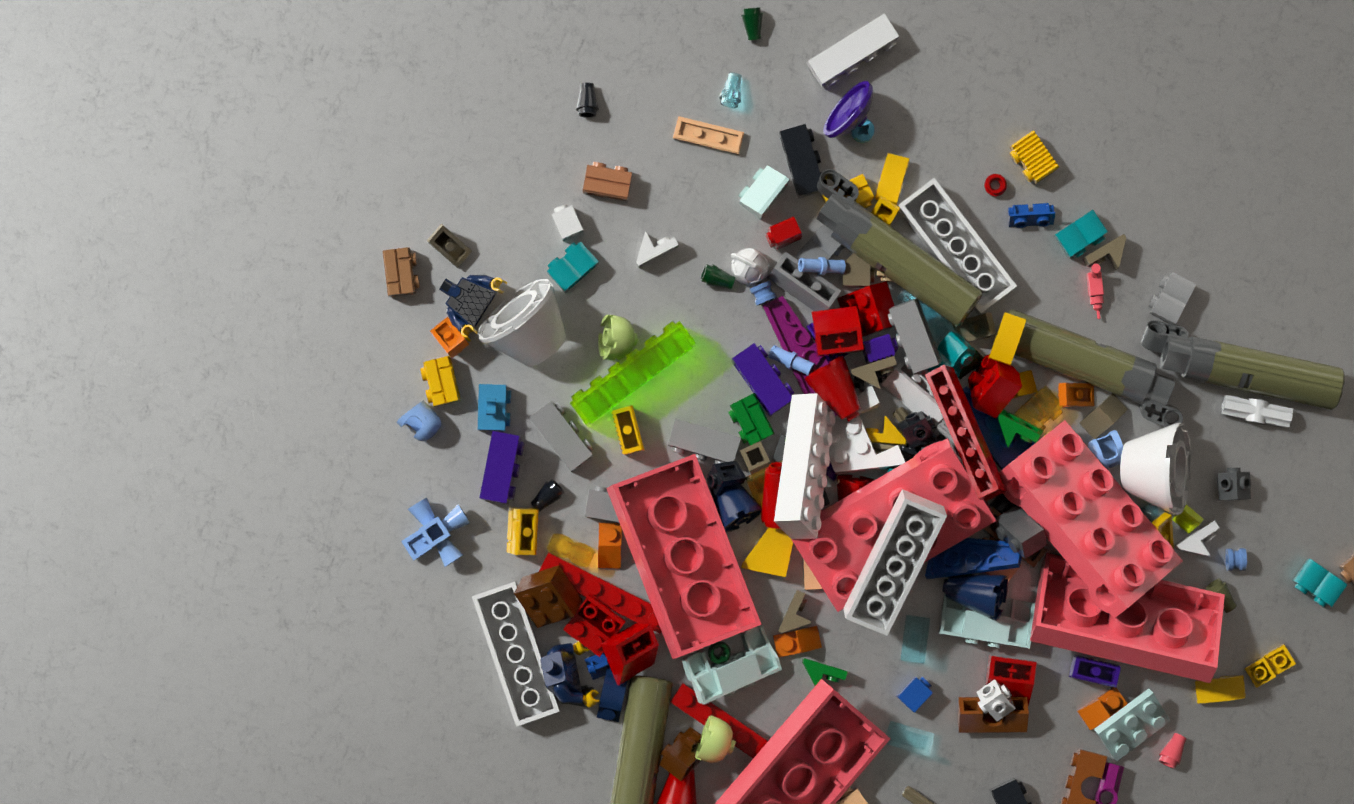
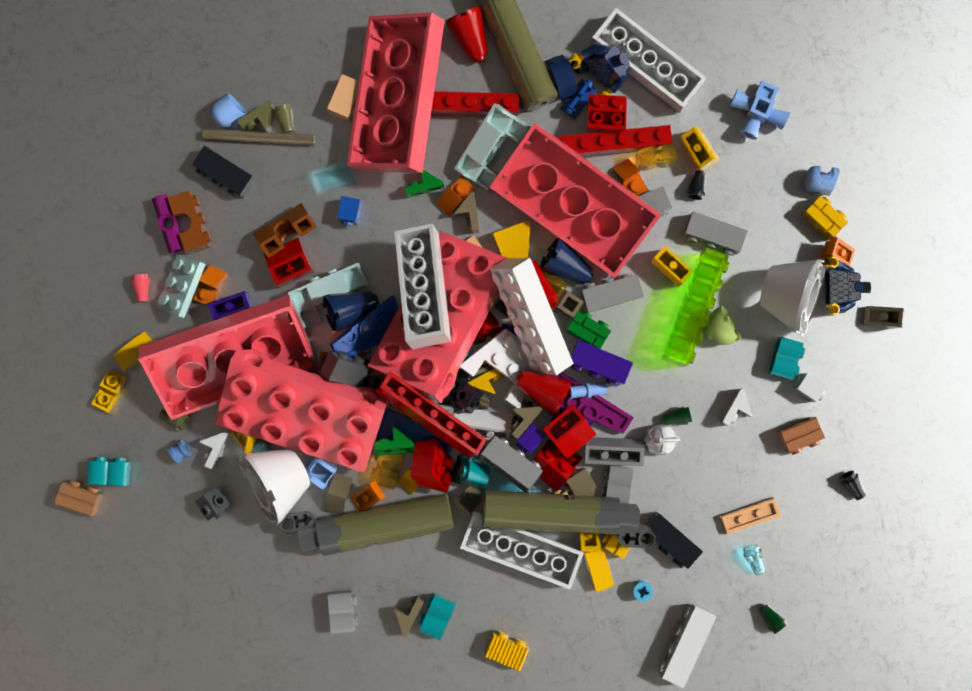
camera: 145 degrees right, 0 degrees up
(400, 272) = (905, 276): medium nougat brick -> none
(493, 407) = (776, 222): dark azure brick -> none
(501, 467) = (744, 182): dark purple brick -> none
(548, 596) = (652, 111): reddish brown brick -> none
(631, 651) = (569, 109): red slope -> none
(680, 756) = (485, 64): reddish brown brick -> none
(715, 741) = (469, 82): yellowish green cylinder -> none
(724, 654) = (504, 145): dark green cone -> none
(725, 475) = (583, 276): black bracket -> none
(763, 192) = (685, 500): light aqua slope -> none
(763, 293) = (638, 426): medium blue wheel -> none
(783, 233) = (652, 478): red brick -> none
(821, 266) = (610, 472): light blue pin -> none
(850, 111) = (661, 599): dark purple dish -> none
(915, 639) = (373, 250): clear light blue panel -> none
(993, 696) = (288, 239): white brick -> none
(995, 178) = (525, 617): red plate -> none
(1007, 338) = (442, 504): yellow slope -> none
(1041, 216) = (474, 611): blue hinge -> none
(1095, 288) = (401, 583): coral piece -> none
(1188, 519) = (230, 458): neon yellow tile -> none
(1244, 367) = (257, 594): olive piece -> none
(1257, 411) = (229, 568): white piece -> none

